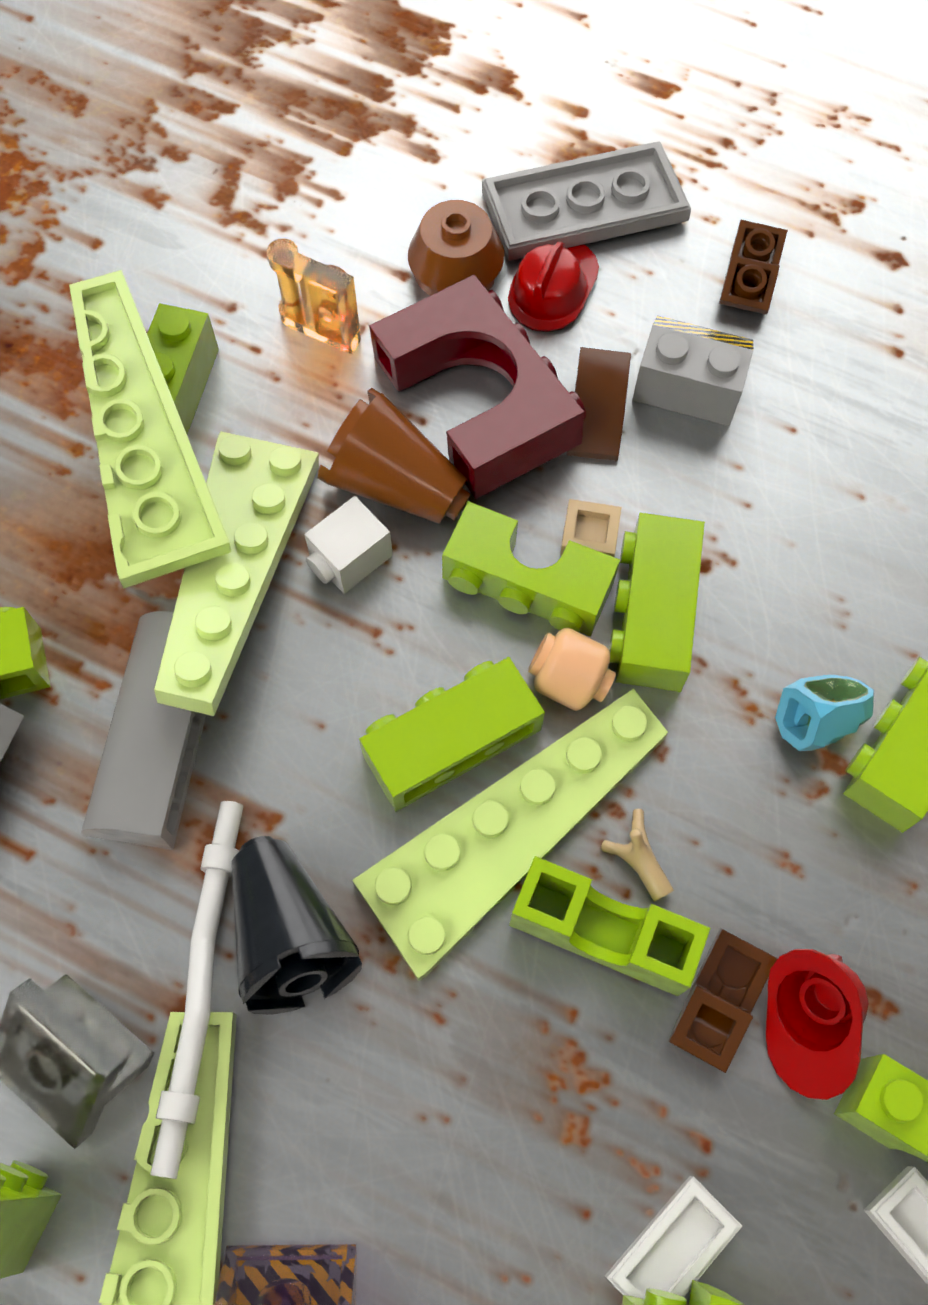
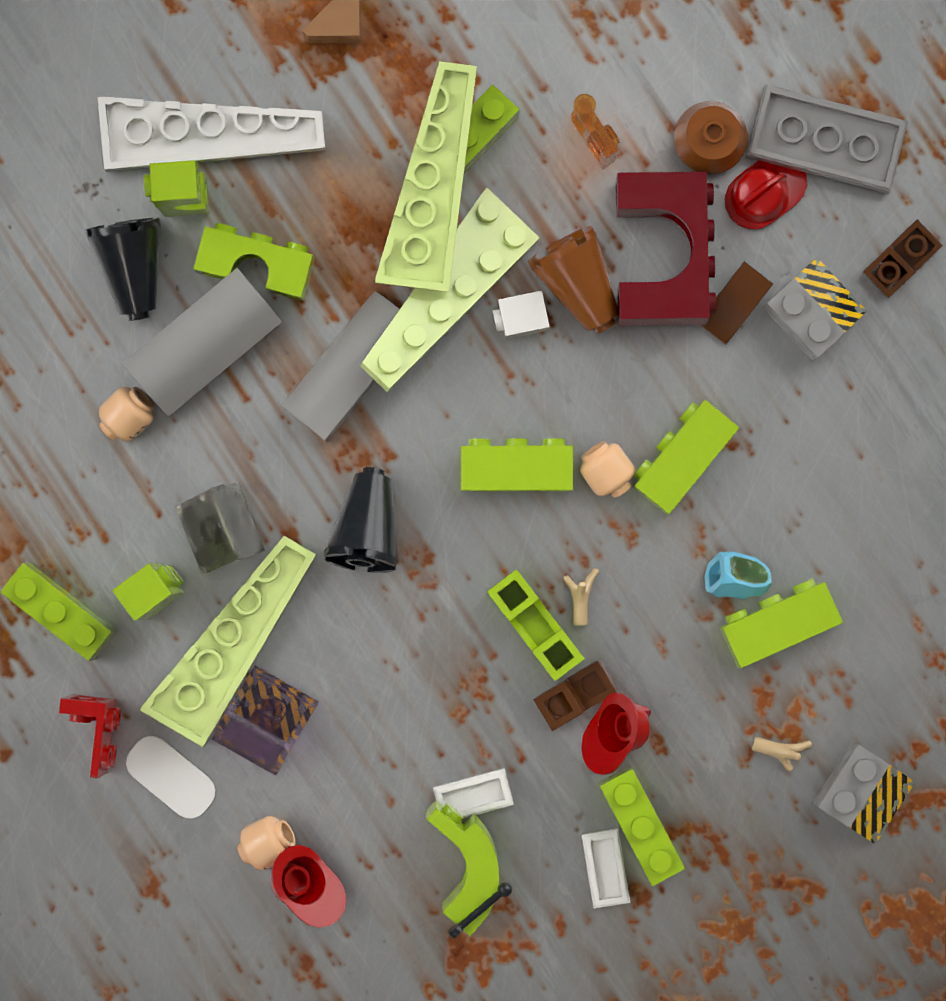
camera: 35 degrees right, 20 degrees up
(179, 1104) = (265, 586): white bar -> none
(474, 857) = (495, 542): yellowish green wing -> none
(565, 593) = (635, 421): lime arch -> none
(592, 526) = (674, 387): tan plate -> none

